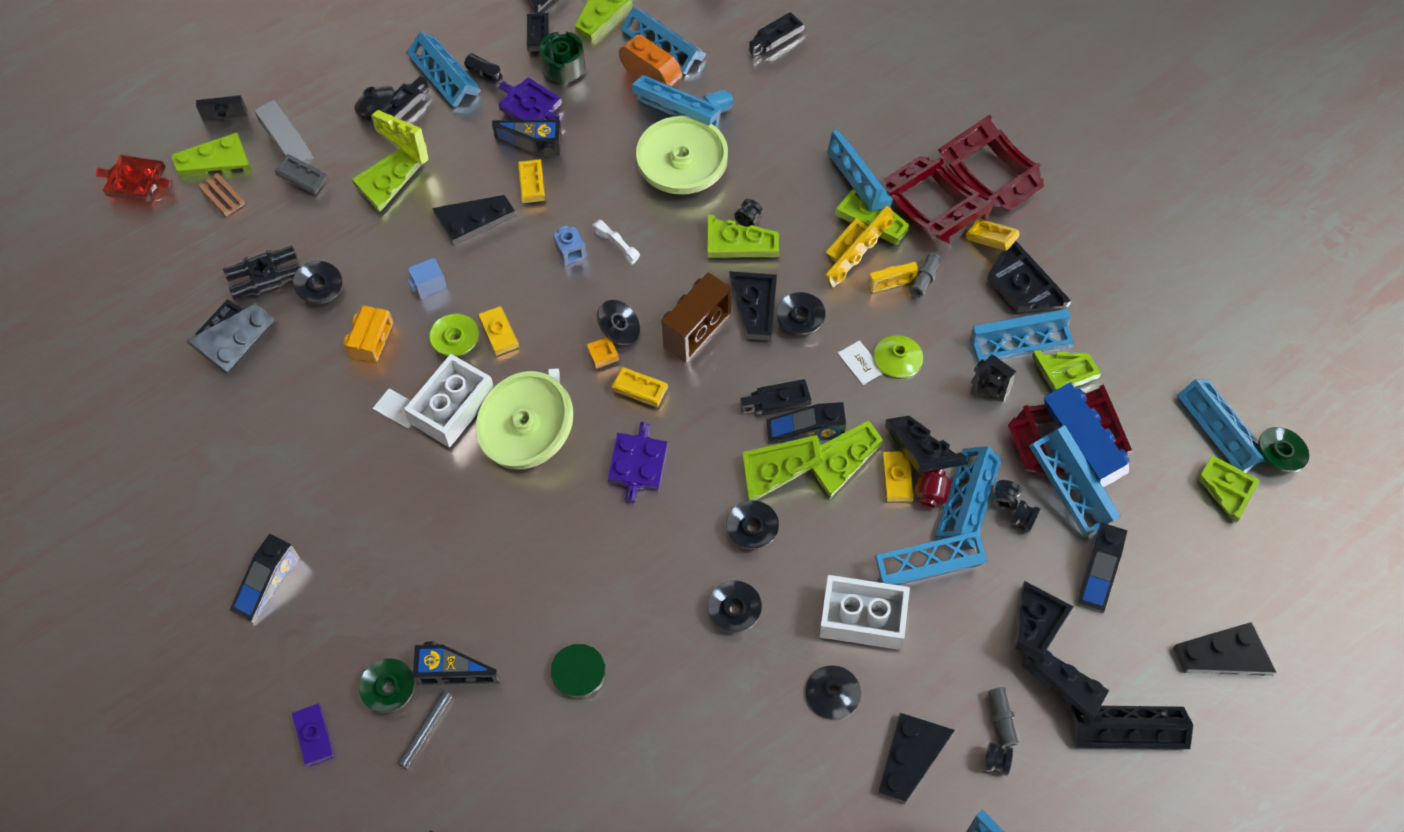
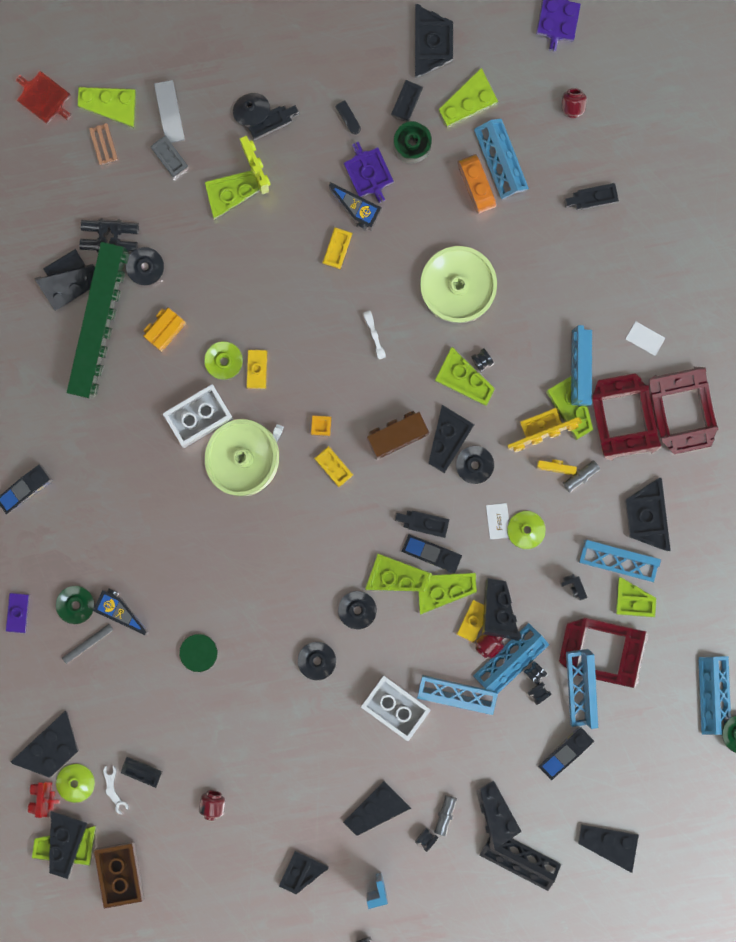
camera: 25 degrees right, 25 degrees up
(221, 107) = (131, 60): black plate -> none
(281, 350) = (97, 320): none -> dark green brick
(392, 406) = (161, 396): white sticker -> none
(426, 278) = (223, 301): medium blue brick -> none
(442, 63) = (320, 100): dark azure fence -> none
(473, 217) = (277, 258): black wing -> none
(567, 241) = (339, 328): medium blue brick -> none
(618, 322) = (349, 408): black dish -> none
(637, 462) = (305, 523): dark purple plate -> none
(675, 101) = (478, 233): dark azure fence -> none
(721, 99) = (510, 244): dark azure brick -> none
(828, 704) = (353, 735): black dish -> none
(907, 129) = (645, 338): none -> white sticker
(992, 234) = (648, 469): yellow plate -> none
(1039, 620) = (503, 768): black wing -> none
(1097, 444) = (609, 662): blue brick -> none
(1228, 486) = (687, 740): lime wing -> none

